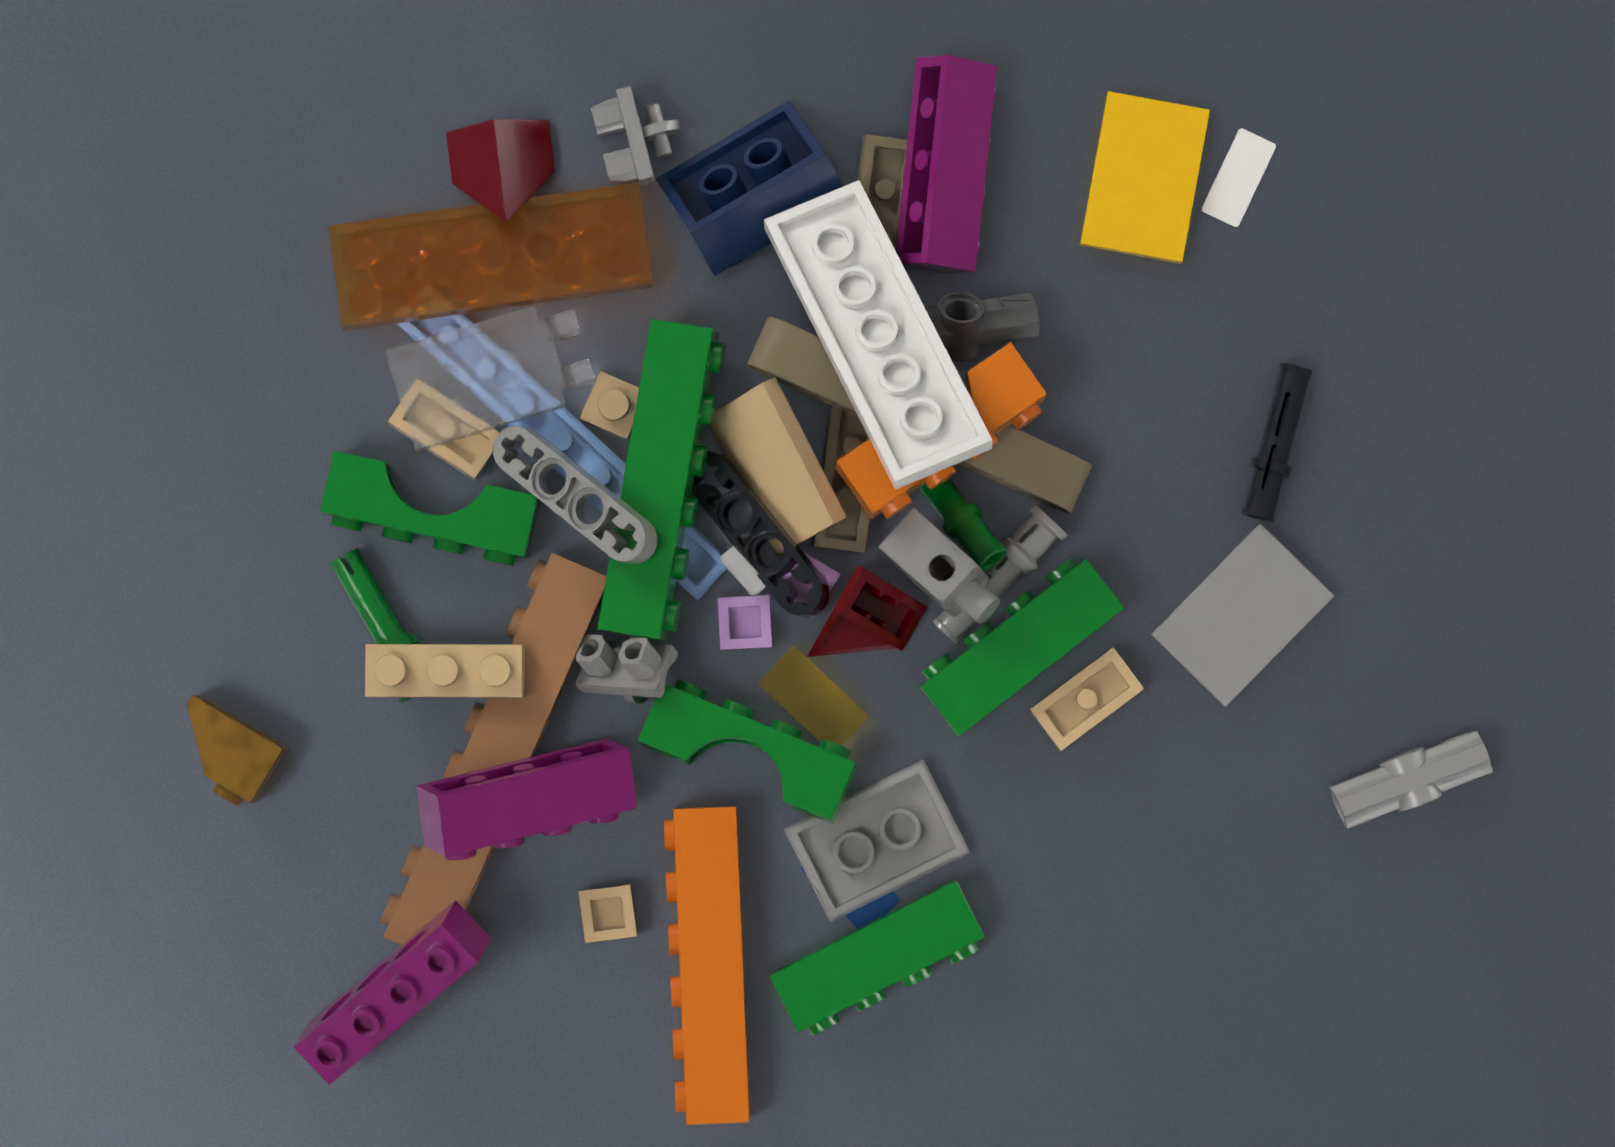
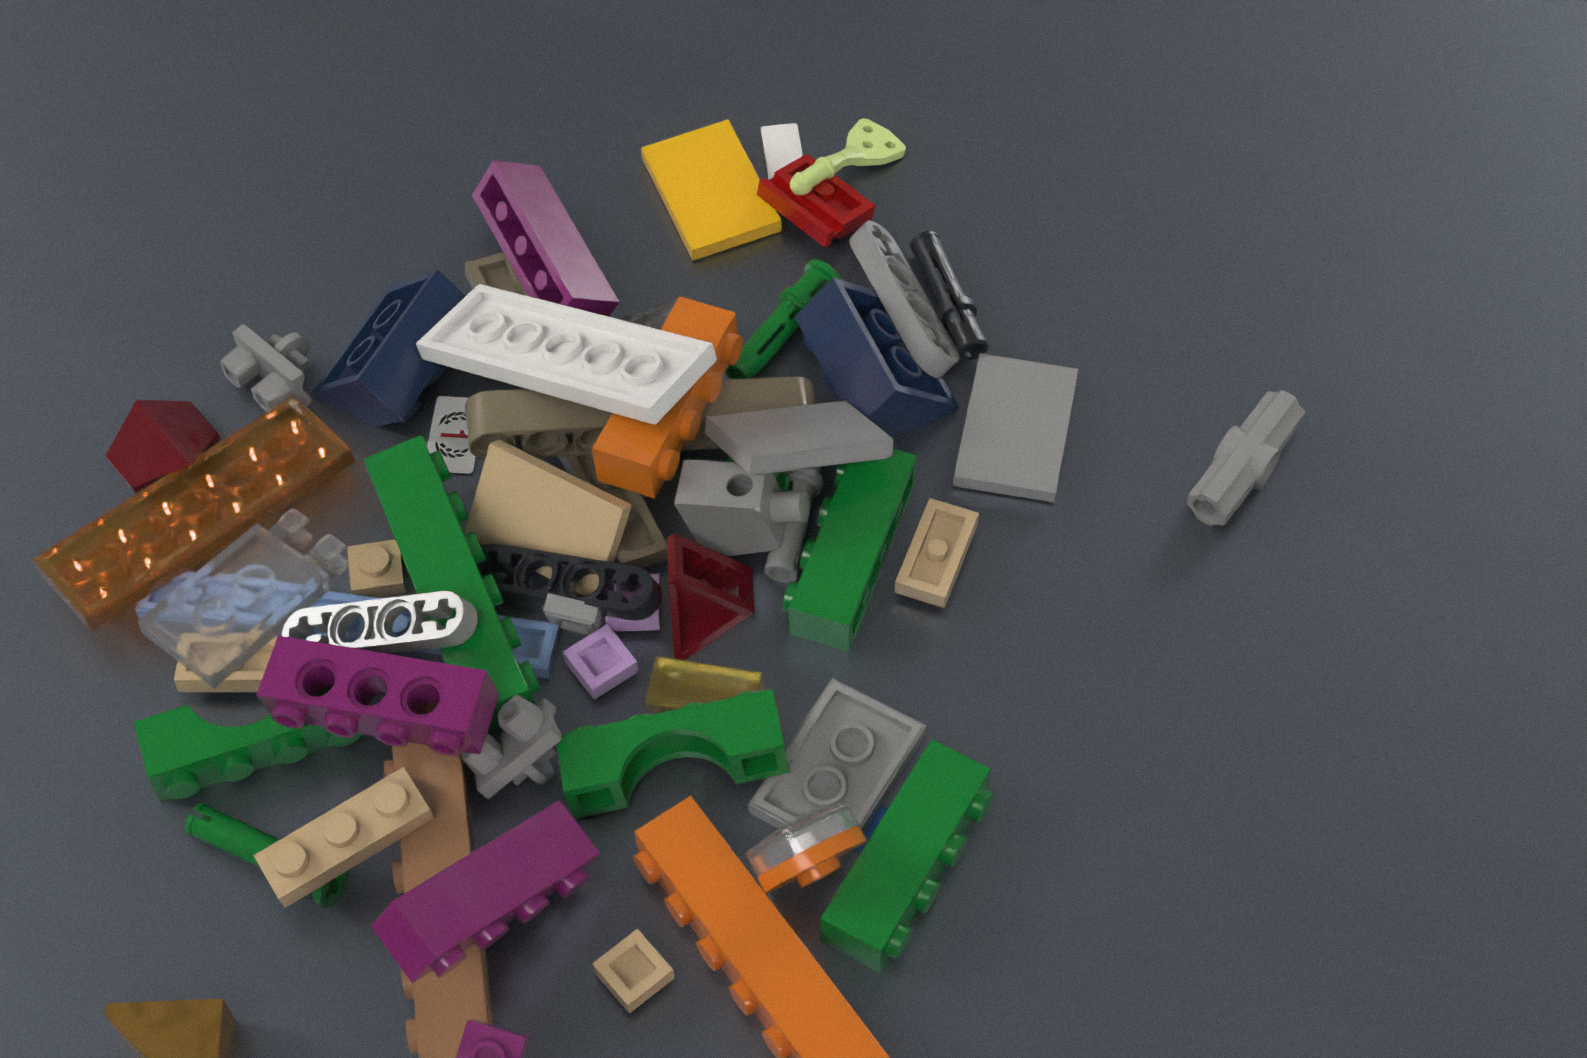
camera: 30 degrees left, 30 degrees down
(599, 623) = (304, 667): none -> magenta brick
(760, 295) = (450, 434): none -> white sticker
(794, 915) = (806, 847): none -> piece
(1026, 542) = (798, 437): none -> light grey tile
(1133, 368) = (781, 321): none -> green pin
(1163, 473) = (869, 360): none -> dark blue slope
(1226, 262) = (825, 212): none -> red plate
(1244, 349) = (904, 299): none -> light grey beam
(1300, 228) = (865, 146): none -> yellowish green piece

